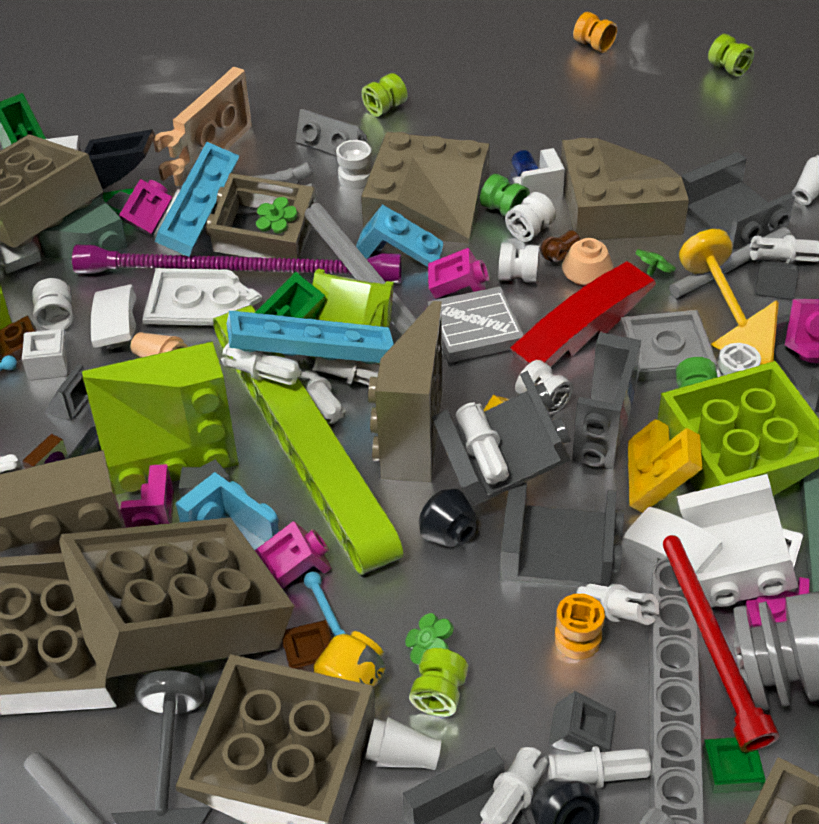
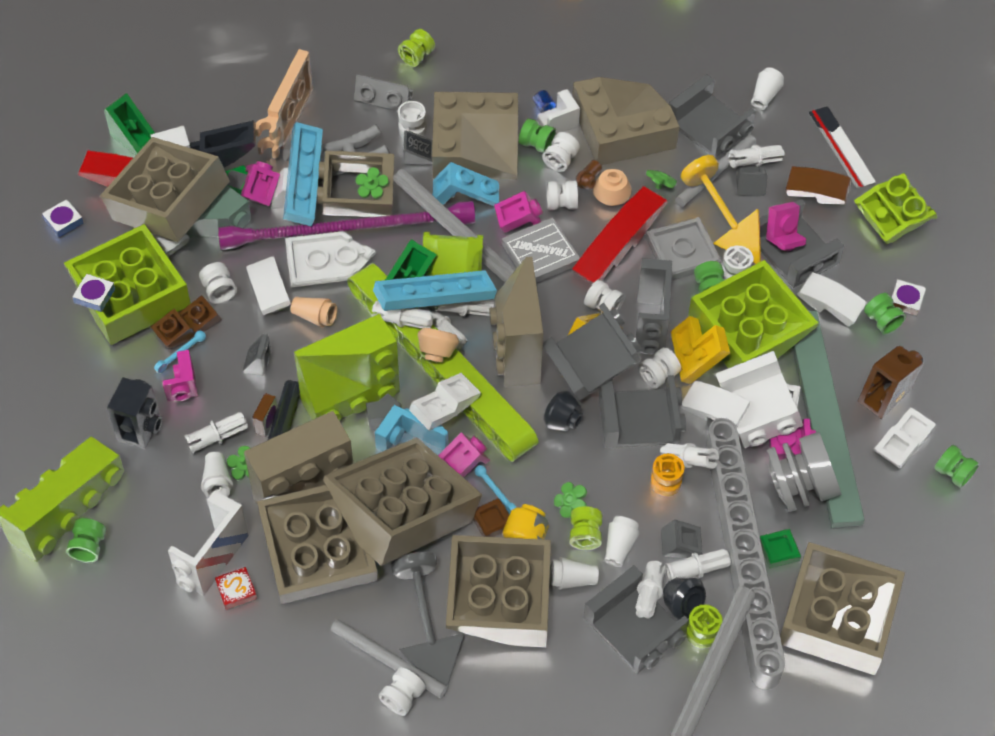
camera: 15 degrees left, 10 degrees up
(45, 354) = (228, 325): white slope -> none
(155, 502) = (356, 430): dark pink bracket -> none
(290, 476) = (446, 402): none -> white slope
(293, 401) = (437, 343): none -> light nougat cone
(347, 194) = (417, 149): none -> slope
(482, 442) = (579, 356): white axle -> none
(487, 707) = (620, 539): none -> white cone
(592, 483) = (657, 369): none -> white wheel
(753, 727) = (788, 522): red piece -> none

